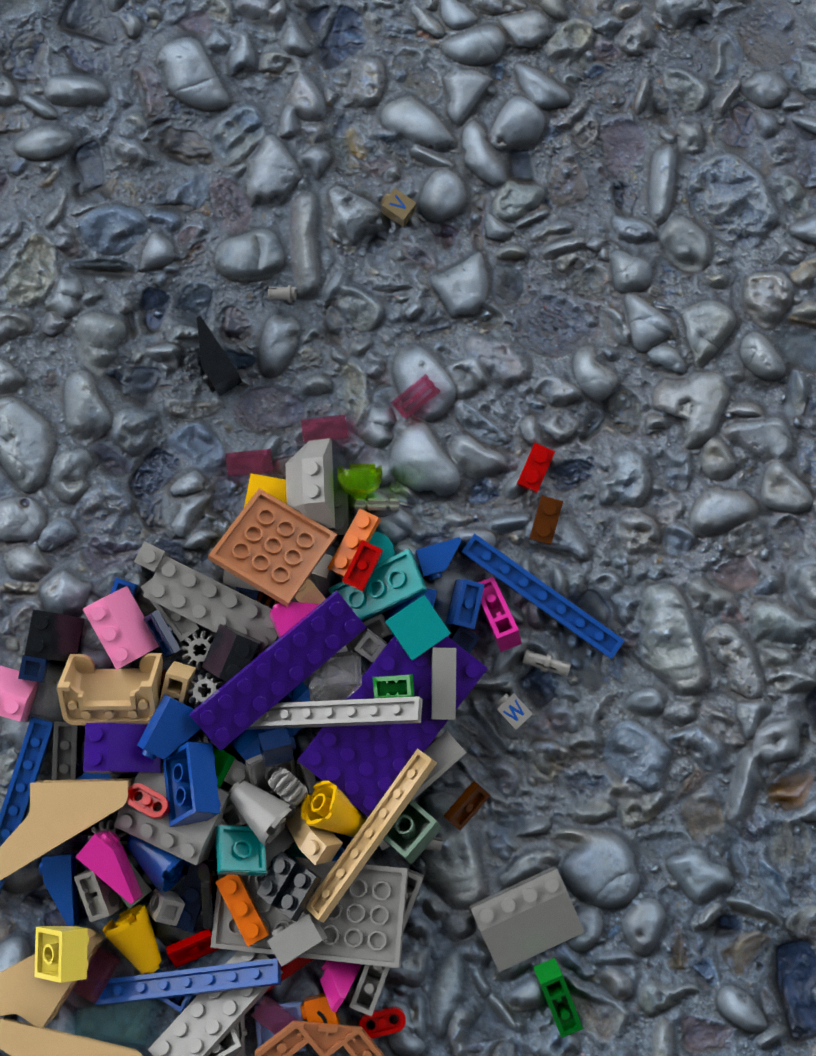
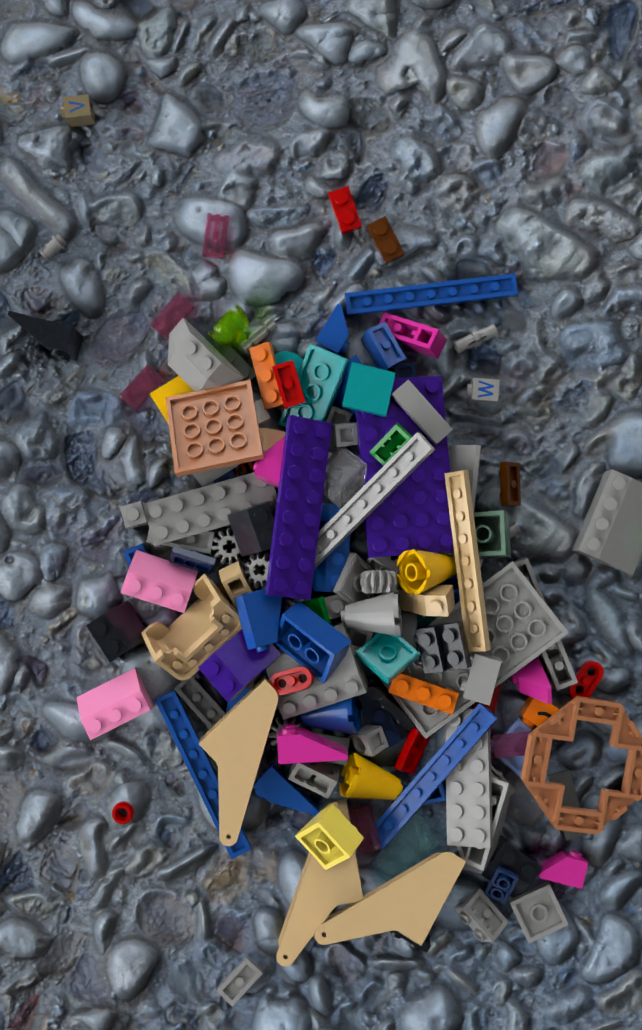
camera: 40 degrees left, 5 degrees up
(33, 669) = (125, 665): dark blue brick -> none
(276, 746) = (346, 561): dark blue brick -> none

